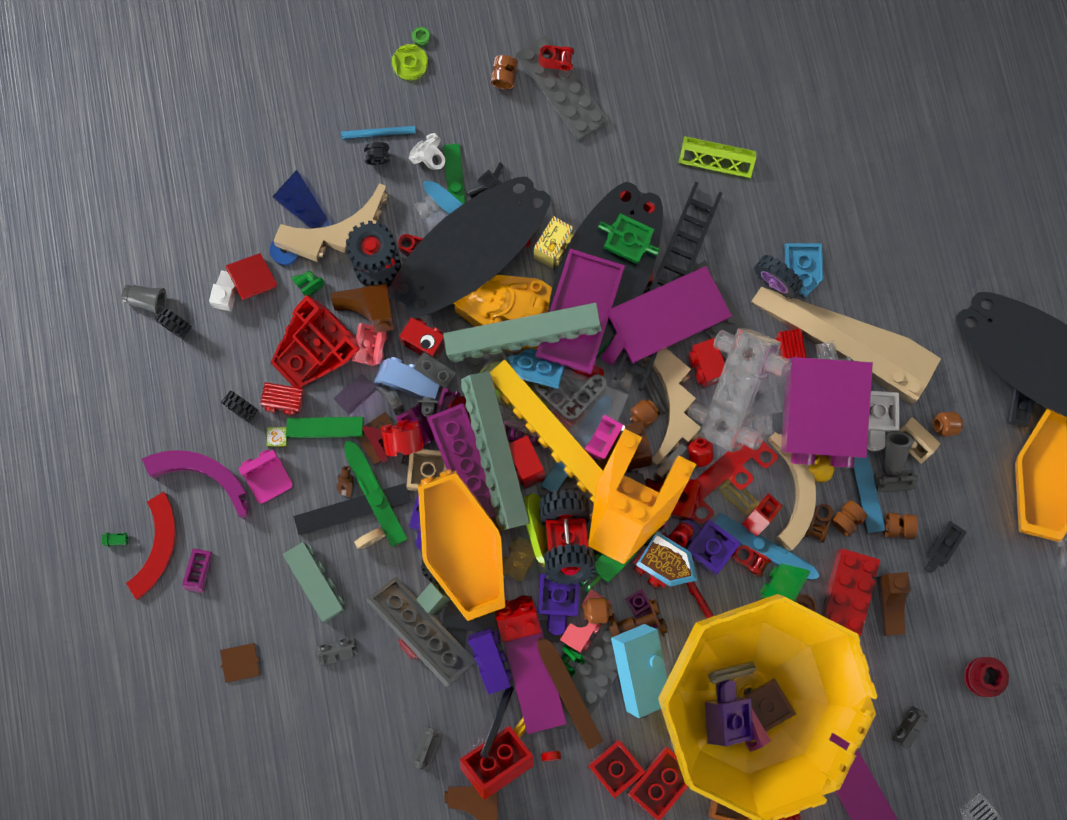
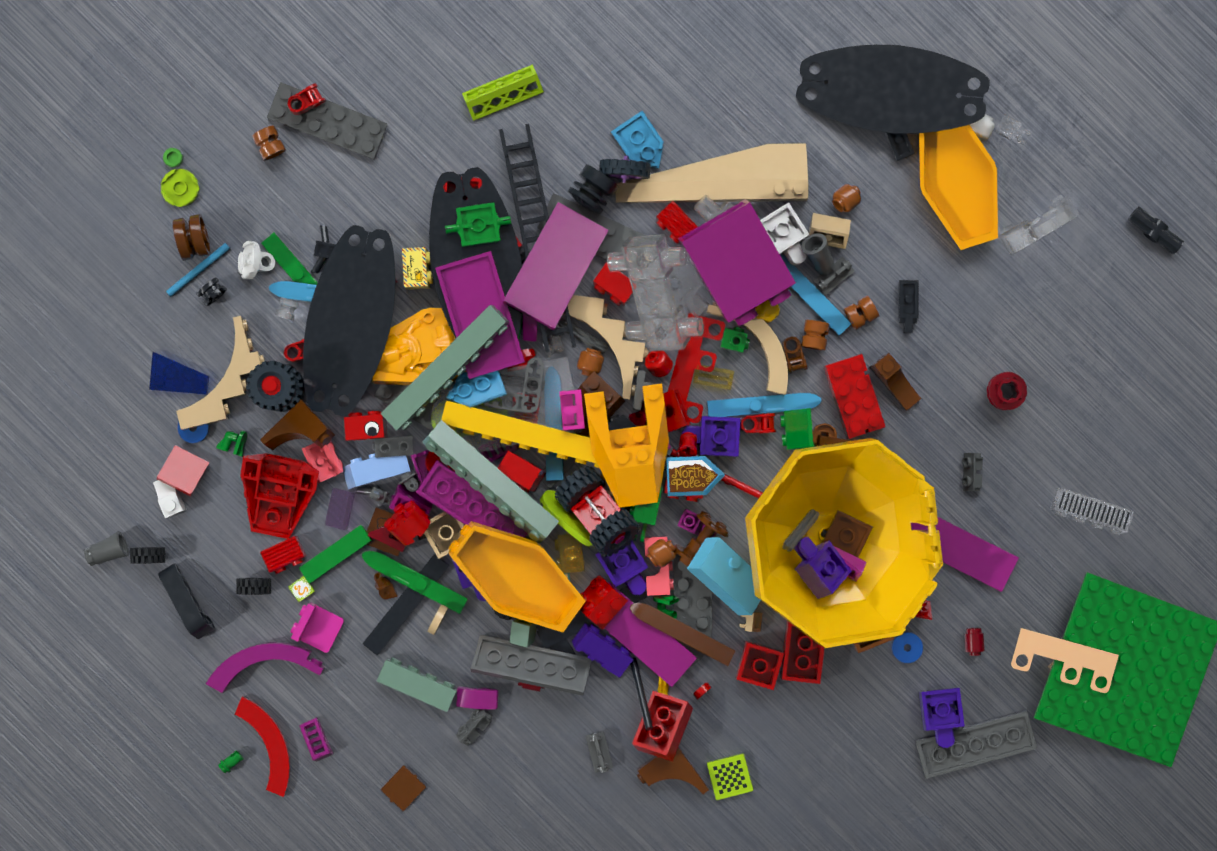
camera: 30 degrees left, 10 degrees up
(174, 383) = (187, 606): none -> black beam
(356, 628) = (477, 698): none -> magenta slope
(391, 100) = (191, 237): none -> reddish brown wheel
(635, 726) = (753, 622): none -> tan tile
(741, 276) = (593, 189): none -> black wheel
(762, 515) = (743, 379): red slope -> none
(777, 477) = (735, 340): none -> green brick

